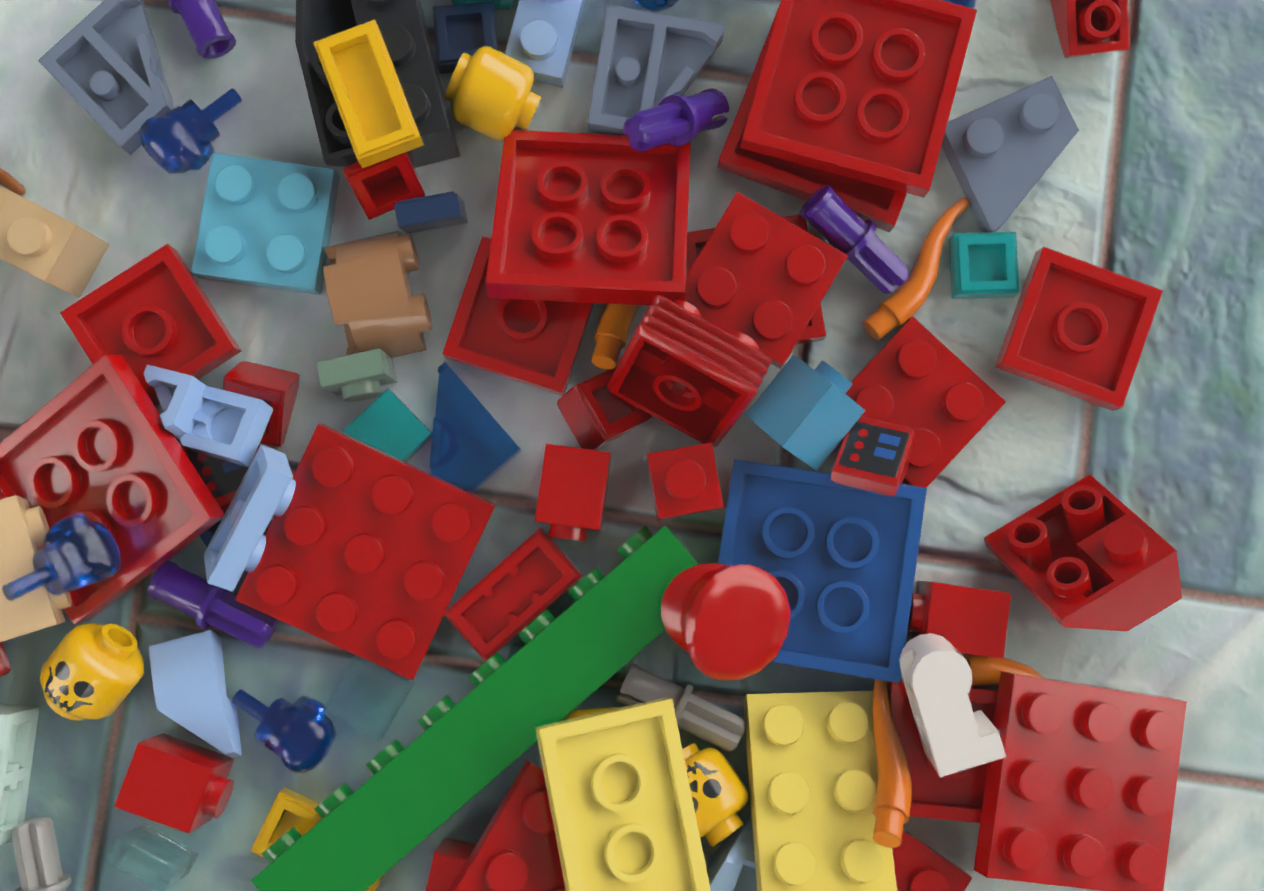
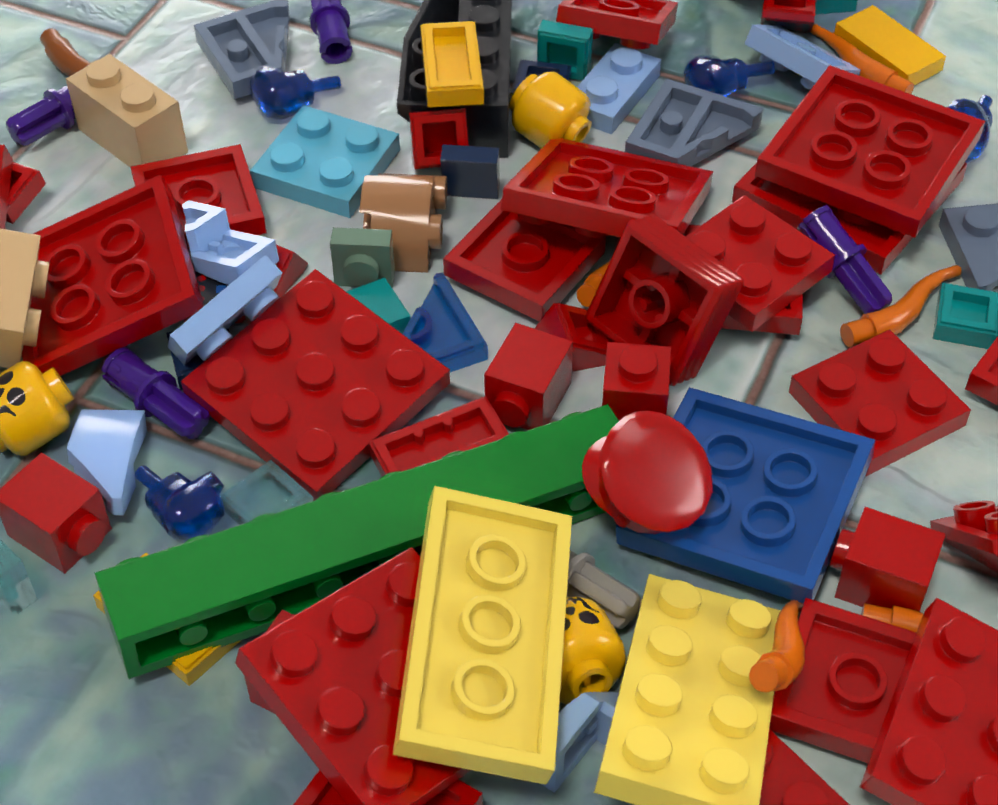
camera: 15 degrees right, 35 degrees down
(72, 557) = (61, 290): clear blue piece -> none
(676, 119) = (703, 147): dark purple axle -> none
(806, 410) = (769, 358): dark azure brick -> none
(874, 456) = (828, 405): slope -> none
(938, 691) = (853, 602): white leg -> none

